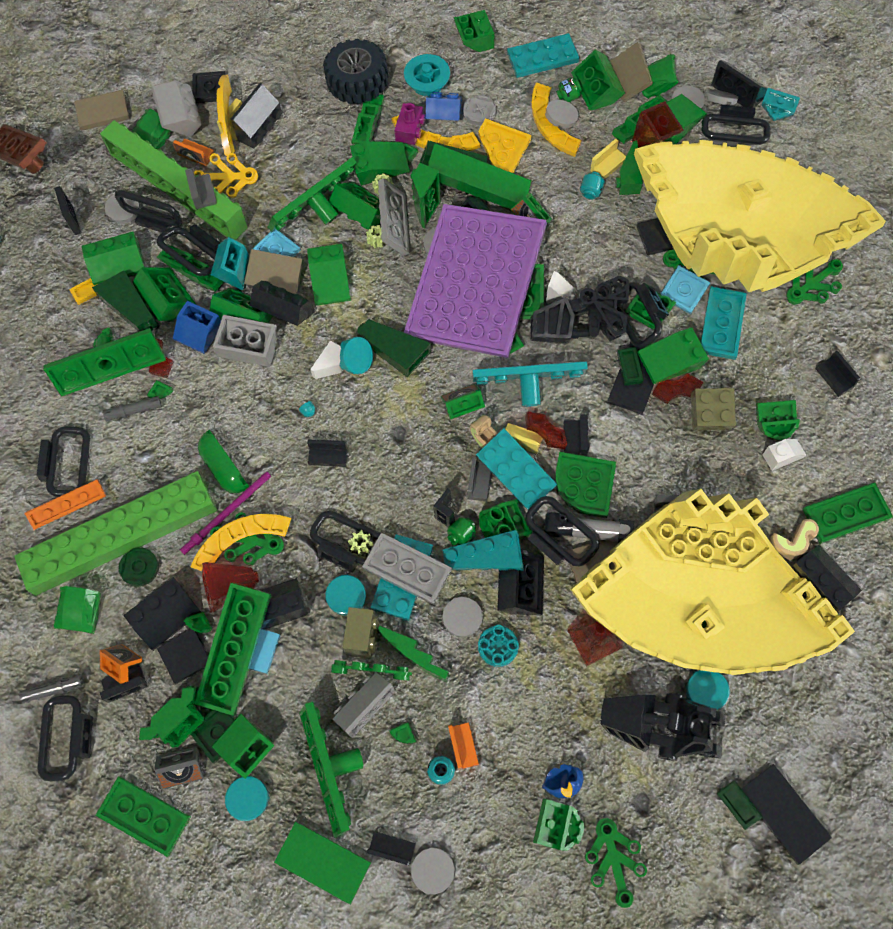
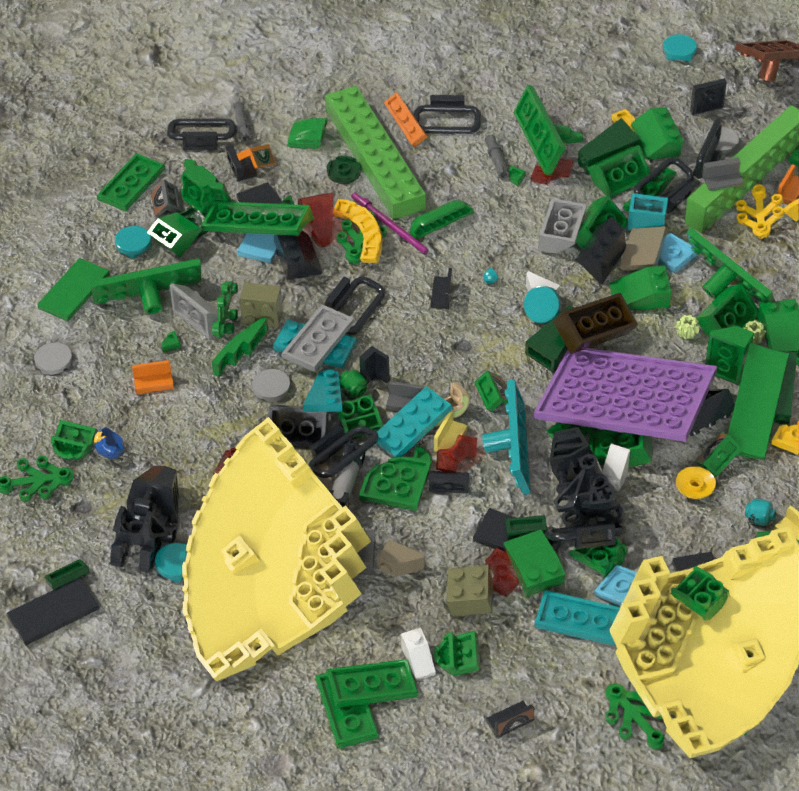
camera: 90 degrees right, 20 degrees down
(161, 613) = (296, 179): black slope -> none
(196, 327) = (582, 190): blue slope -> none
(345, 592) = (300, 302): teal tile -> none
(356, 540) = (351, 309): yellowish green gear -> none
(387, 305) = (595, 323): none -> dark brown brick
(391, 848) = (74, 329): black panel -> none
(393, 217) = (691, 334): light grey plate -> none
(441, 762) = (132, 356): teal head -> none
(498, 646) = (240, 409): teal tile -> none
(549, 463) = (420, 453): none -> green tile
(567, 227) = (695, 476): none -> yellow dish
(681, 475) = (400, 560): none -> dark tan slope
(701, 219) = (701, 593): none -> green slope
(800, 541) = (316, 653): tan animal -> none
(824, 491) = (371, 683): none -> green tile
(827, 578) = (274, 671): black slope -> none

